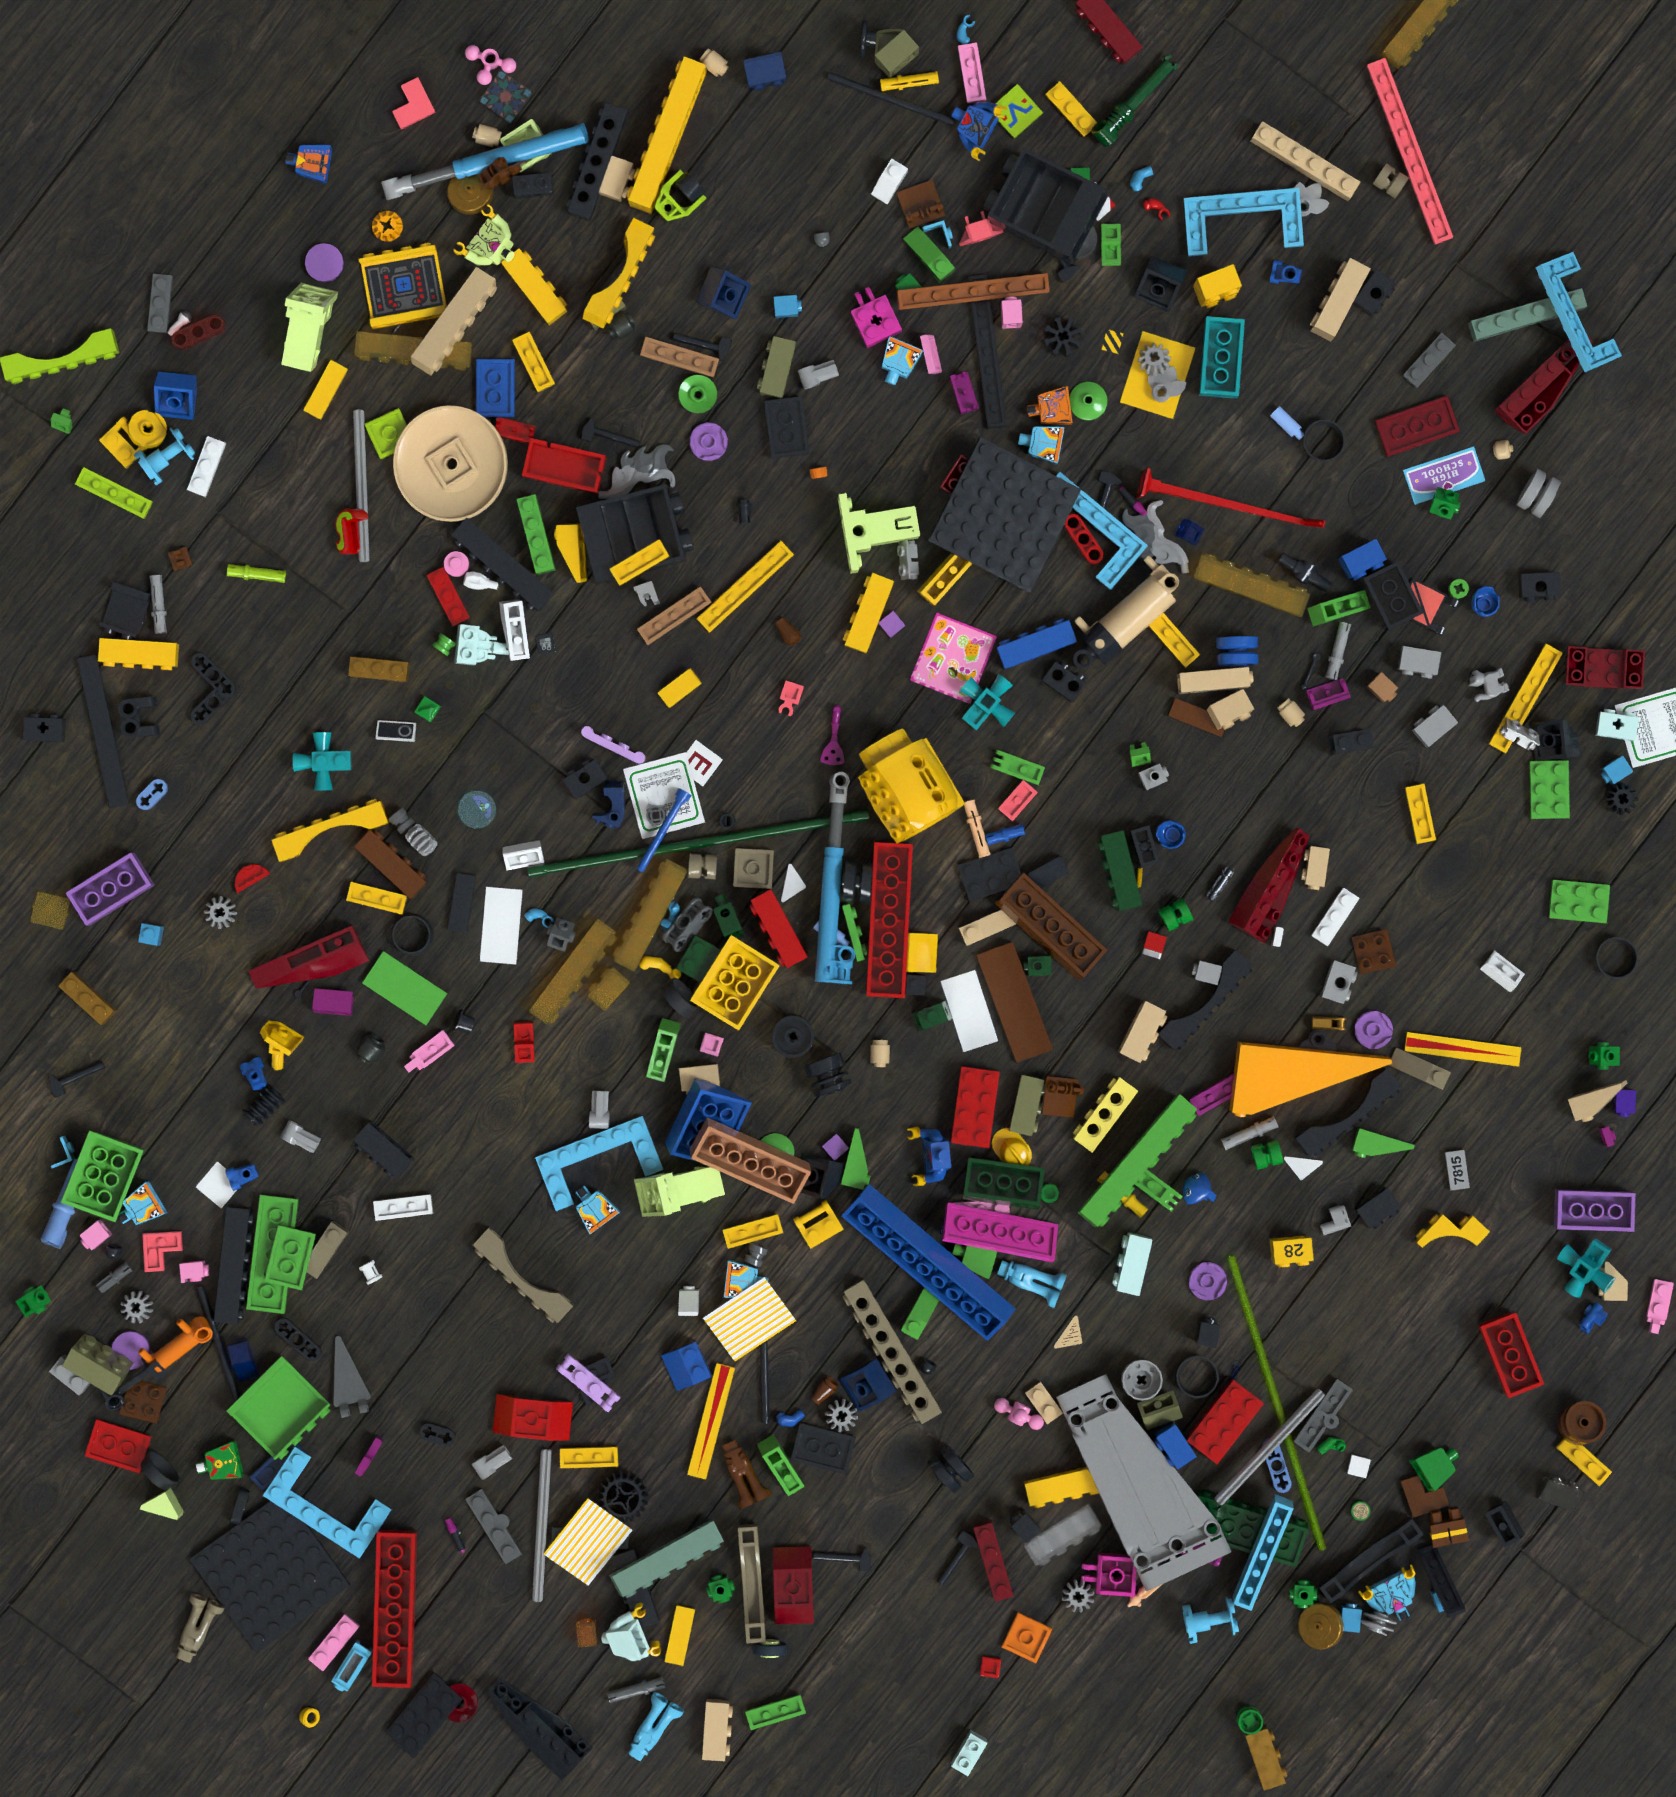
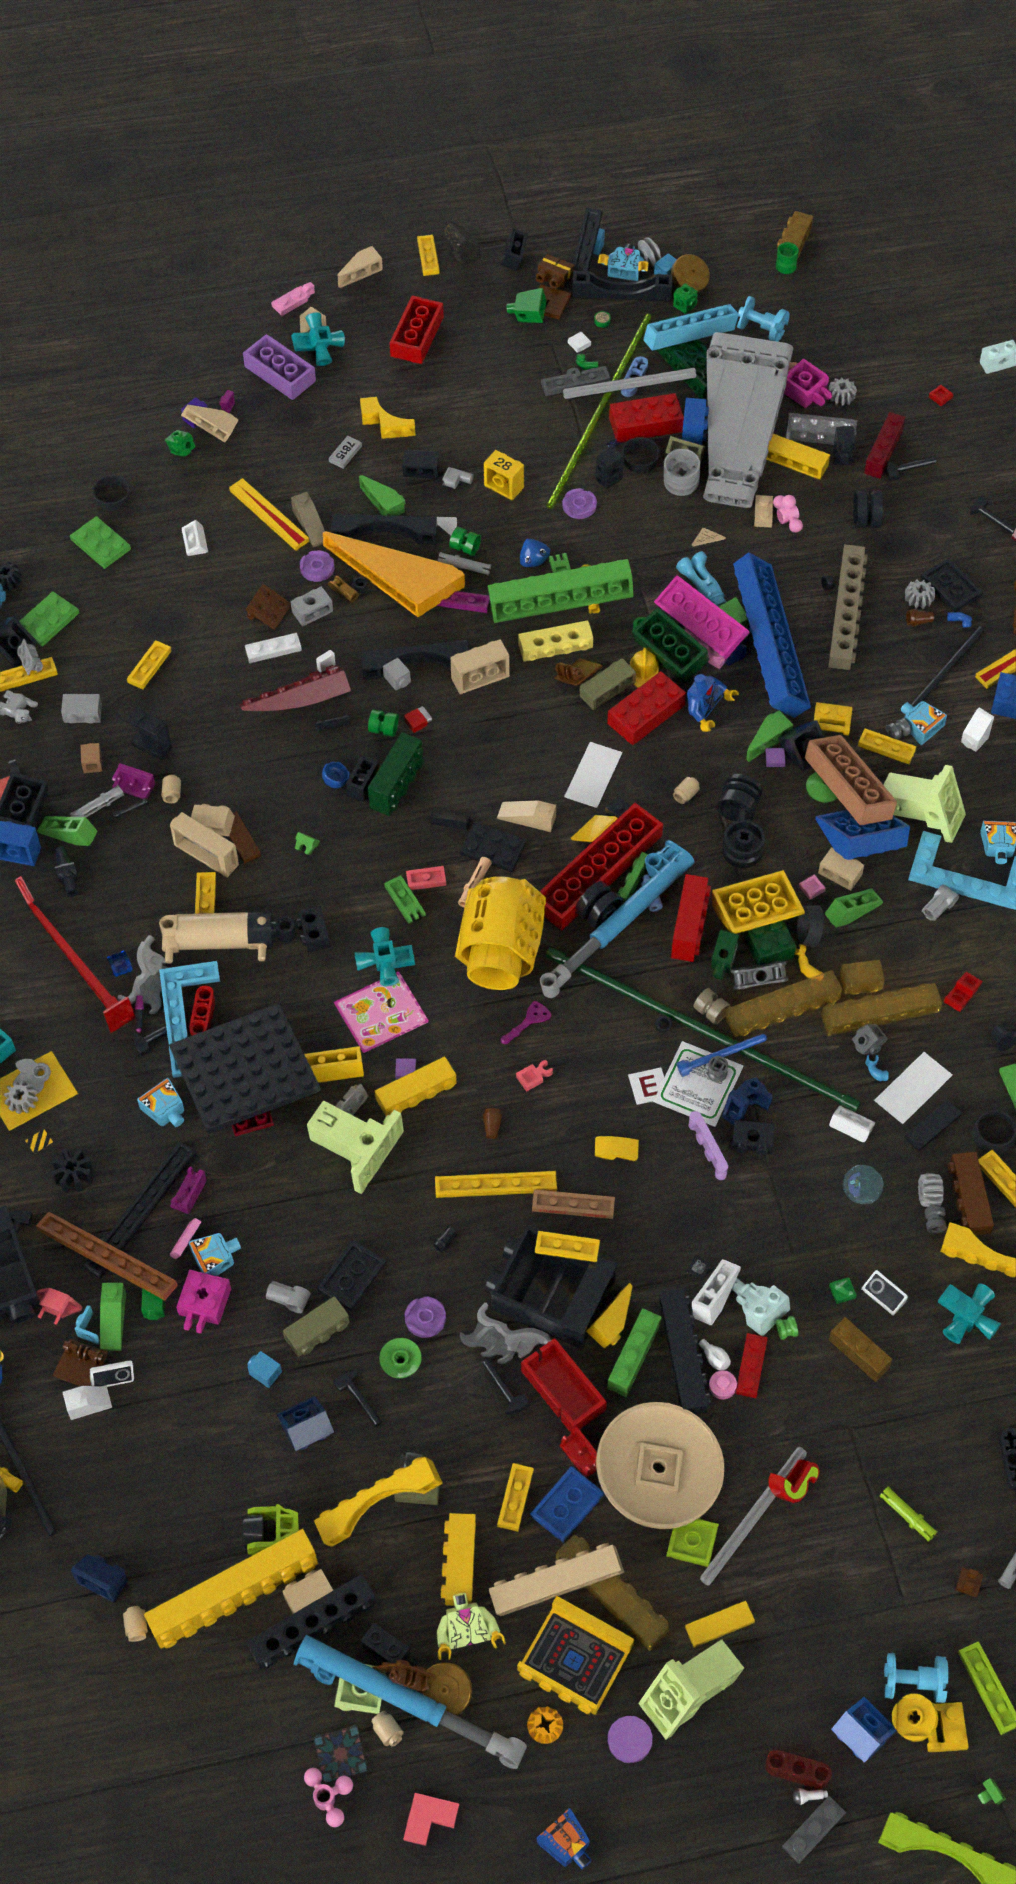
camera: 135 degrees left, 30 degrees down
(206, 466) = (883, 1643): white plate -> none
(646, 590) = (579, 1229): light grey hinge -> none
(674, 910) = (776, 986): dark azure arm -> none
(679, 357) = (389, 1401): medium nougat plate -> none
(749, 1319) = (938, 691): sticker -> none
(753, 868) = (672, 978): dark tan plate -> none
(780, 1465) = (992, 596): bright green slope -> none
(792, 885) = (650, 949): white sticker -> none
(818, 472) = (358, 1221): orange axle -> none
(822, 239) = (184, 1401): dark grey hinge -> none
(867, 1385) = (883, 598): dark blue slope -> none
(889, 213) = (112, 1374): none -> slope
(920, 1314) = (808, 613): bright green slope -> none
(932, 1016) = (625, 783): dark green torso -> none
(1005, 834) = (456, 863): blue pin -> none
(1011, 313) = (93, 1214): bright pink brick -> none
(1014, 1002) = (553, 754): reddish brown arch -> none
(1026, 1637) = (899, 395): orange tile -> none
(1037, 644) = (309, 969): blue brick -> none
(1038, 965) = (514, 762): dark green brick -> none
(1051, 926) = (481, 779): reddish brown arch -> none
(1052, 407) = (130, 1124): orange torso -> none
(1081, 408) = (100, 1120): bright green dish -> none
(1132, 1263) = (622, 537): light aqua brick -> none
(1147, 780) = (311, 821): light grey brick -> none
(1237, 652) = (167, 850): blue wheel -> none
(1251, 586) = (114, 891): clear yellow brick -> none
(1316, 867) = (254, 682): tan brick -> none
(1419, 661) = (48, 755): light grey brick -> none
(1582, 1423) = (409, 265): reddish brown wheel -> none
(1594, 1314) = (340, 318): blue plate -> none
(1629, 1395) = (360, 266): none -> tan slope

